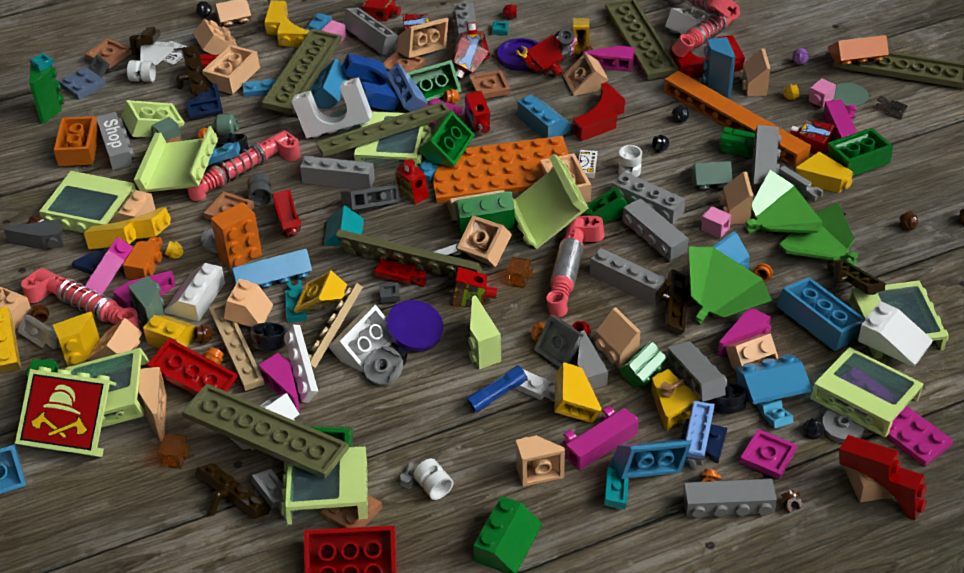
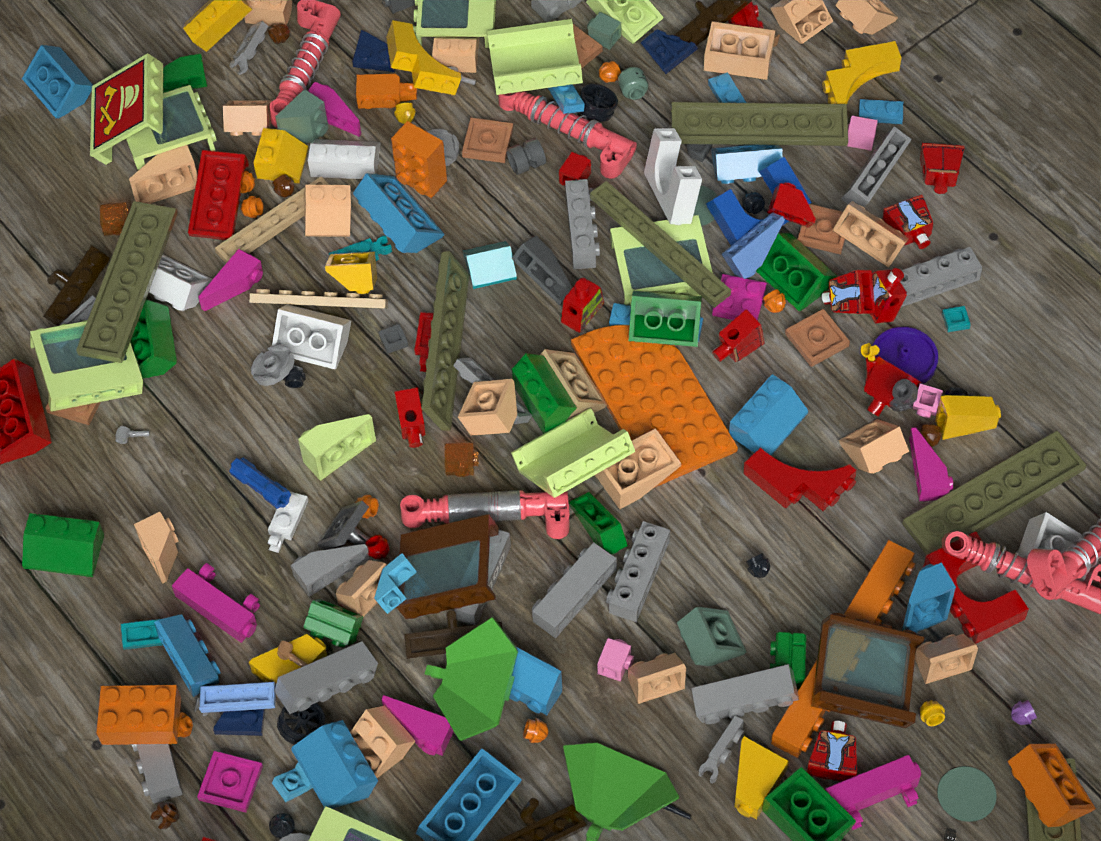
camera: 75 degrees right, 15 degrees up
(77, 338) = (236, 77): yellow slope -> none
(109, 266) = (354, 64): dark pink slope -> none
(268, 336) = (290, 243): black wheel -> none
(286, 213) = (476, 203): red arch -> none
(287, 168) = (575, 168): none -> red brick
(300, 363) = (243, 290): white plate -> none
(383, 61) = (791, 205): none -> red slope
(414, 326) = (341, 377): dark purple piece -> none
(433, 479) = (118, 460): white wheel -> none
(510, 11) = (995, 320): red plate -> none
(574, 394) = (266, 558): yellow slope -> none
(588, 162) = (693, 489): white tile -> none
(622, 278) = (449, 566): none -> panel
(630, 160) = (700, 534): white wheel -> none
(635, 311) = (392, 576): none -> medium azure slope
(680, 114) = (830, 578): black plate -> none
(706, 487) = (138, 714): none -> orange brick
(759, 107) = (865, 670): none -> clear light blue panel
(781, 208) = (656, 736): bright green panel -> none
(822, 92) = (935, 750): bright pink brick -> none

